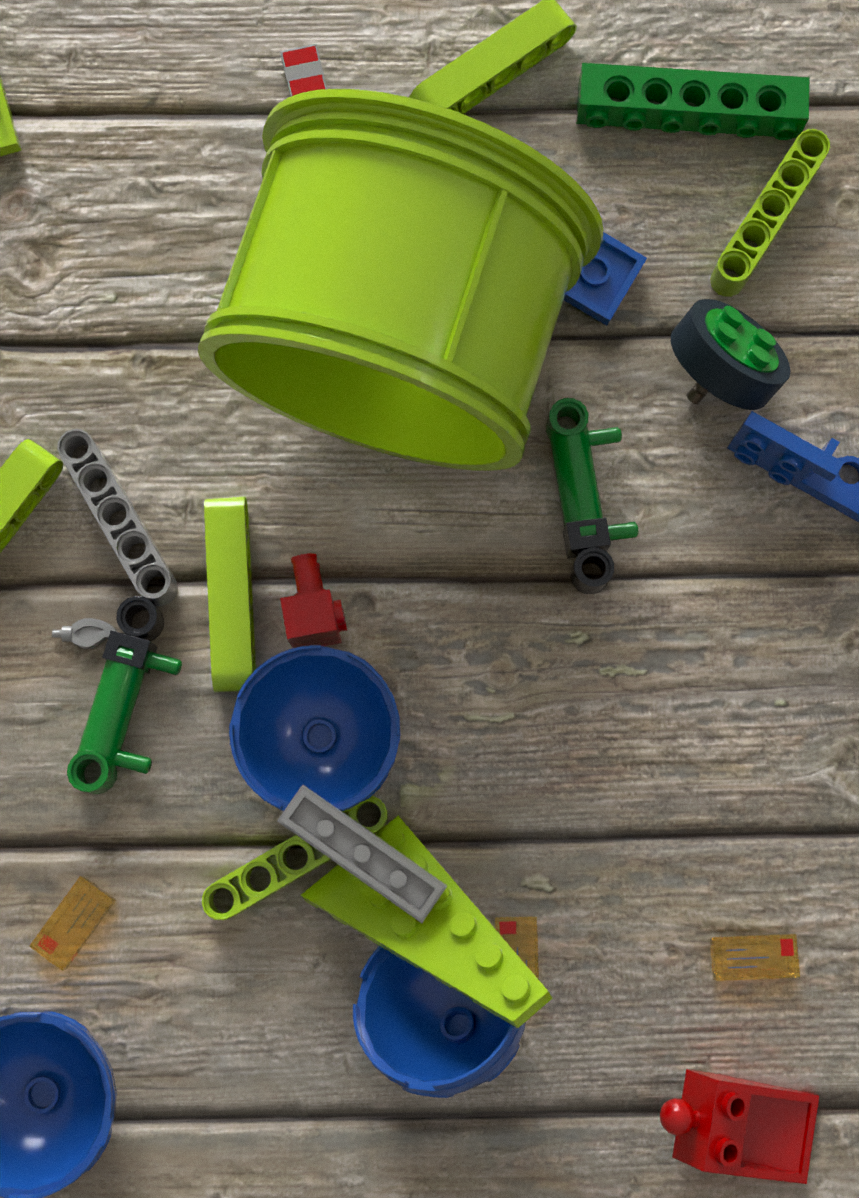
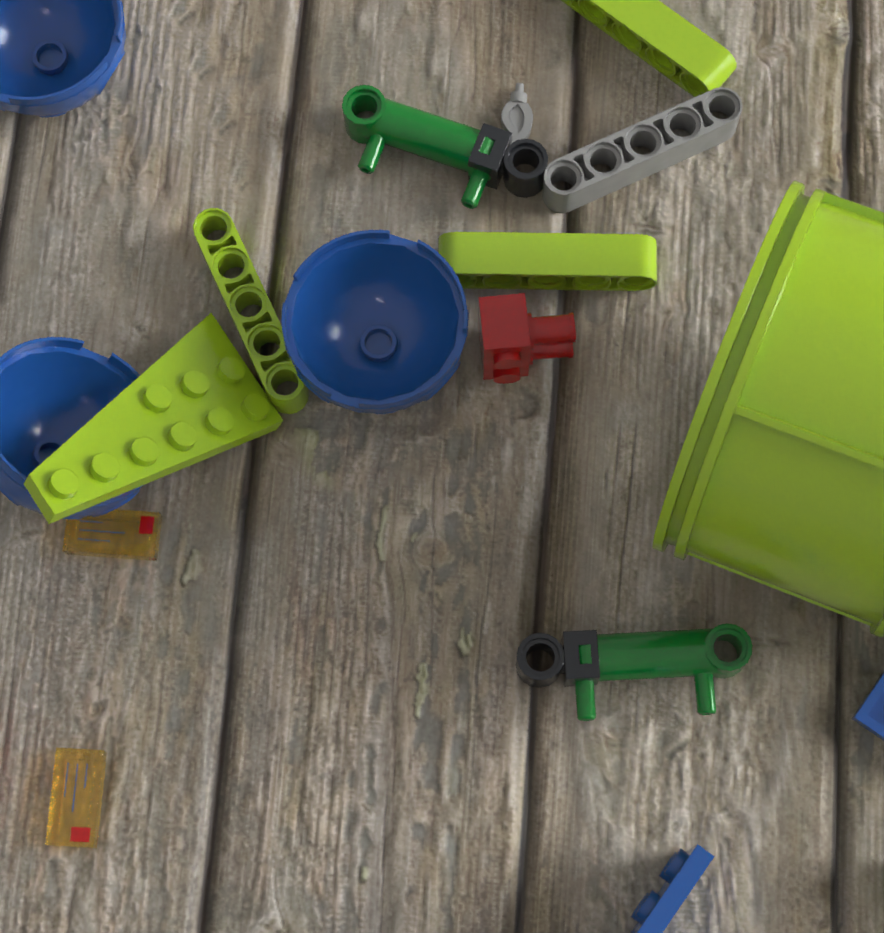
camera: 100 degrees right, 5 degrees down
(72, 923) = (215, 94): clear yellow tile -> none
(362, 853) = (234, 354): light grey tile -> none
(729, 356) = (796, 851): black wheel -> none

